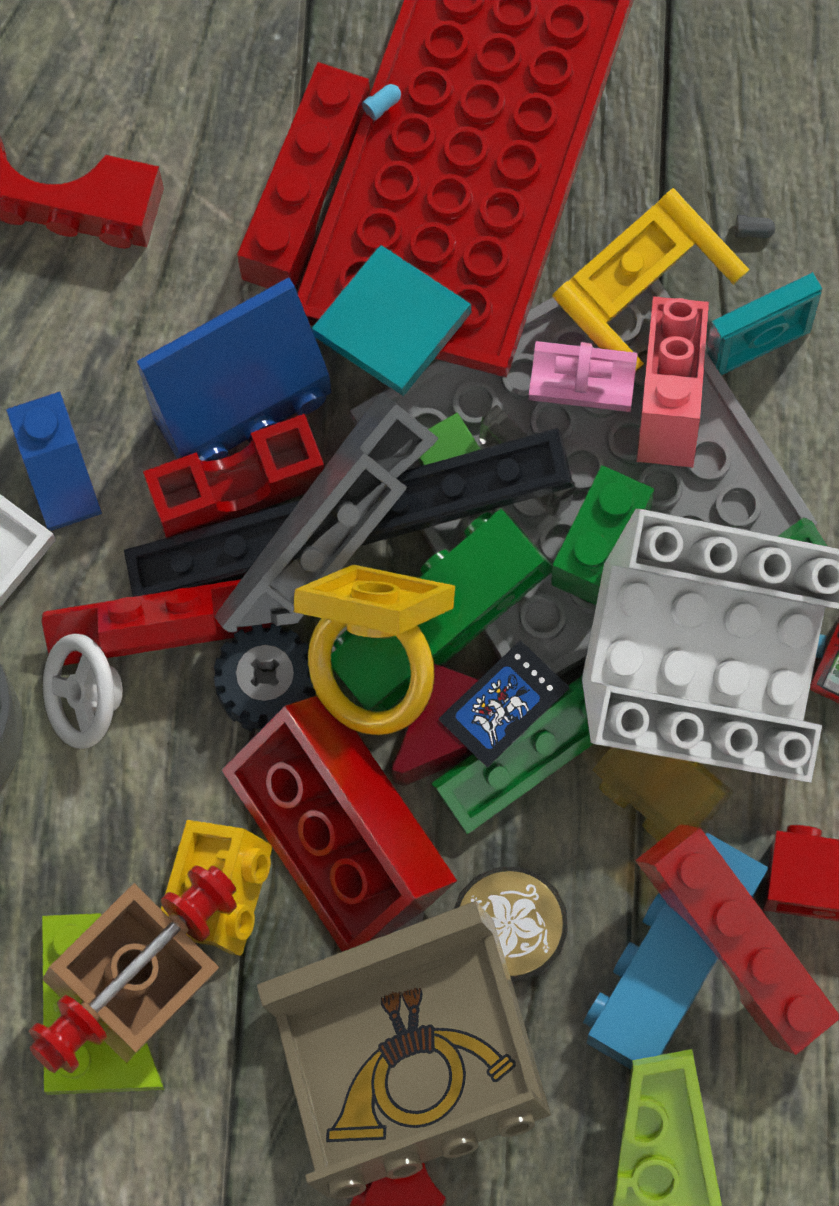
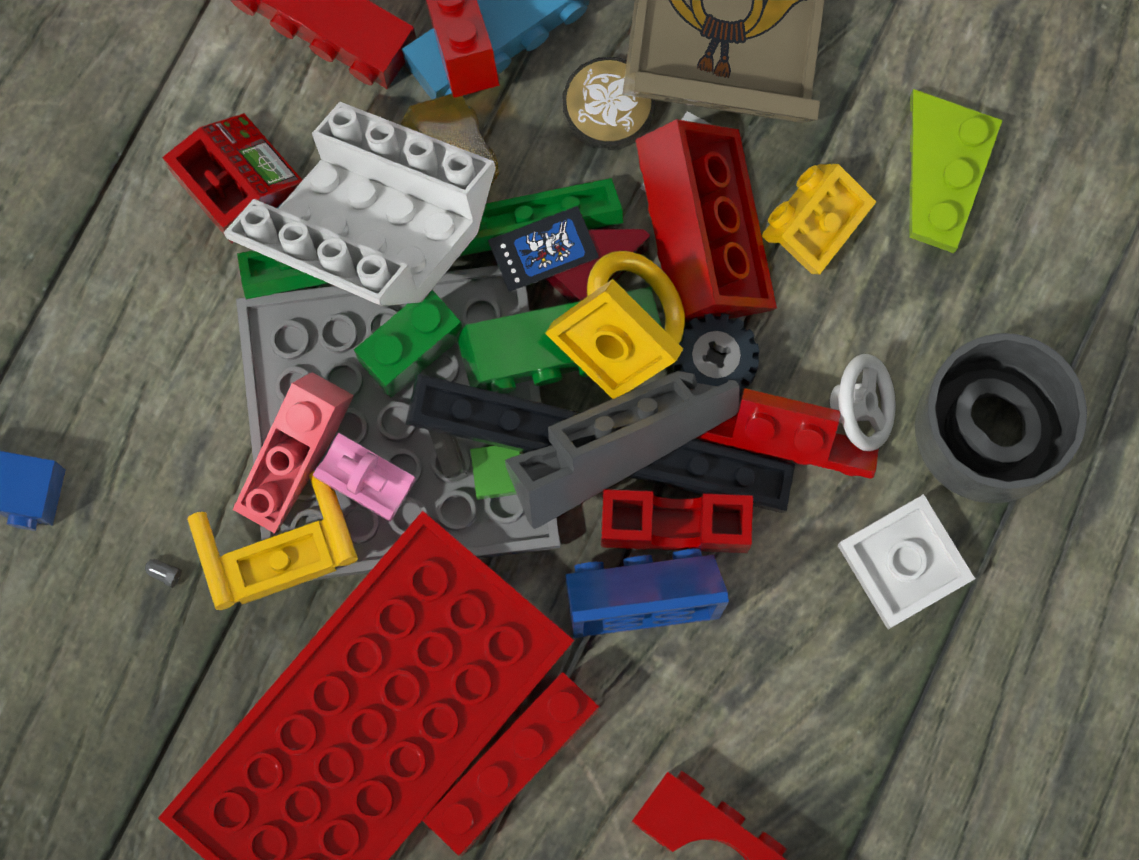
camera: 160 degrees left, 5 degrees up
(54, 461) = (815, 606): blue slope -> none
(132, 970) = (911, 155): medium nougat brick -> none
(381, 101) = (418, 799): medium azure piece -> none
(392, 320) = (496, 589): teal tile -> none
(764, 324) = (197, 465): teal tile -> none

